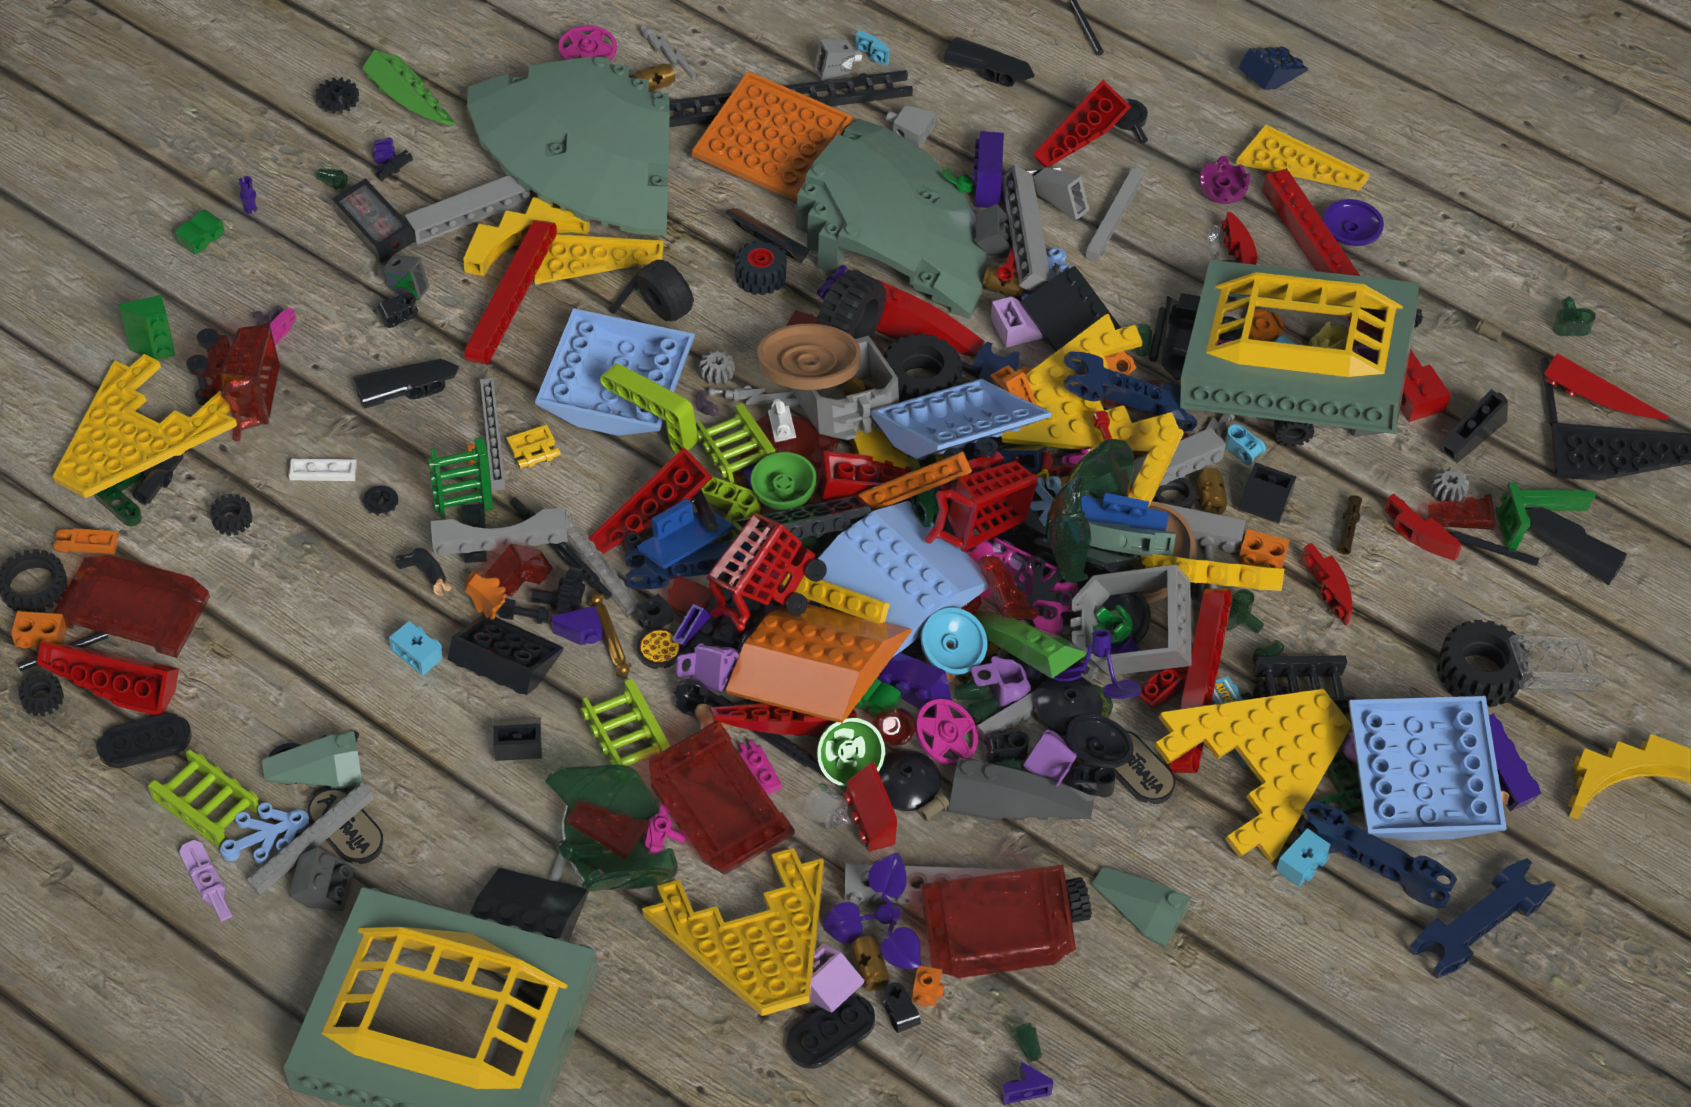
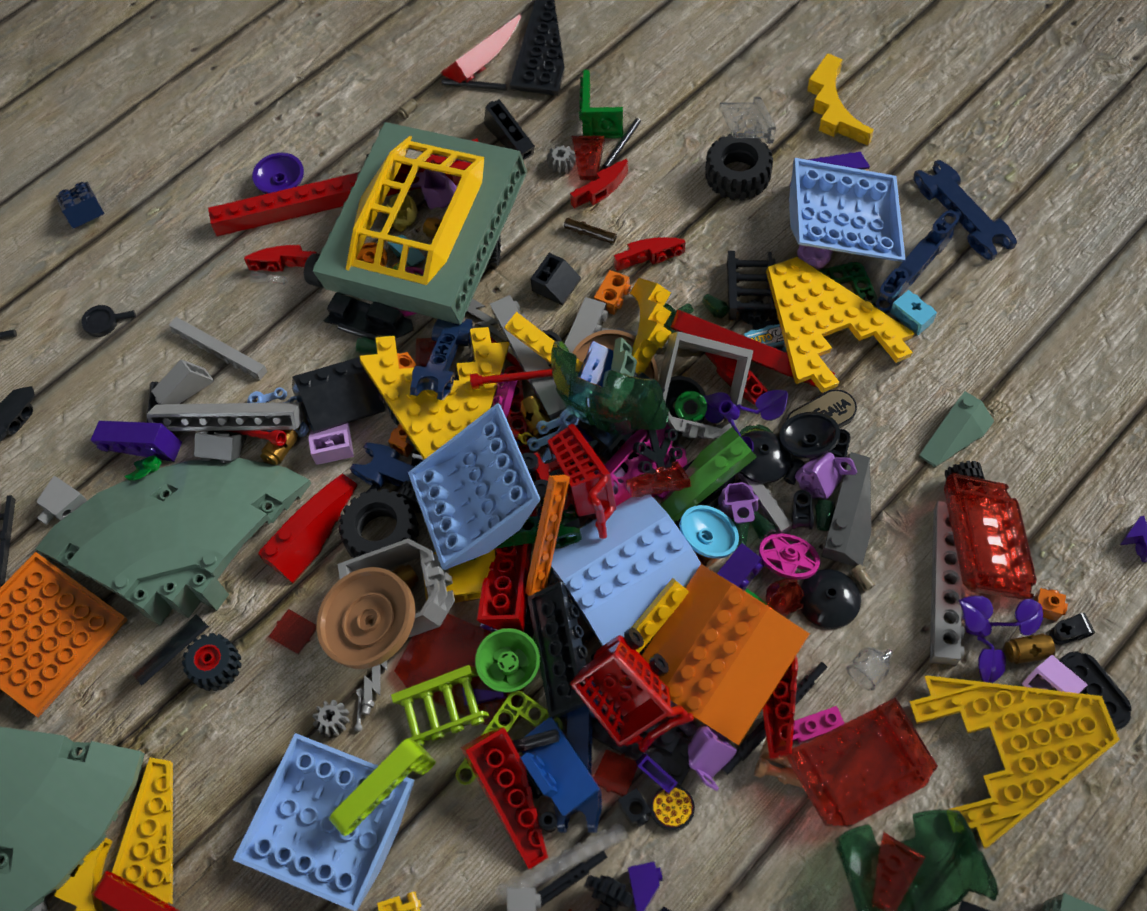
camera: 75 degrees left, 10 degrees up
(609, 635) = (658, 855): pearl gold wheel -> none
(624, 294) = (204, 802): black bar -> none
(640, 712) = (774, 824): lime fence -> none
(660, 829) = (890, 824): dark pink piece -> none
(665, 290) = (228, 758): black tyre -> none
(690, 694) = (738, 779): black hair -> none
(705, 406) = (375, 736): clear purple arm -> none
(781, 421) = (420, 660): white hinge -> none
(831, 280) = (243, 596): dark purple pin -> none
(853, 304) = (300, 574): black tyre -> none
(863, 747) = (824, 643): bright green piece -> none
(871, 809) = (872, 627): red slope -> none
(1013, 382) = (425, 444): orange bracket -> none
(1028, 1041) = (1095, 532): clear green cone -> none
(1086, 123) = (104, 355): red wedge -> none
(1212, 491) = (556, 314): pearl gold piece -> none
(1222, 173) = (201, 250): magenta plate -> none
(1243, 444) = (498, 289): medium azure piece -> none
(1276, 151) = (187, 209): yellow wing -> none
(1571, 539) = (633, 88): black panel -> none
(1573, 320) = (409, 55): clear green beam -> none

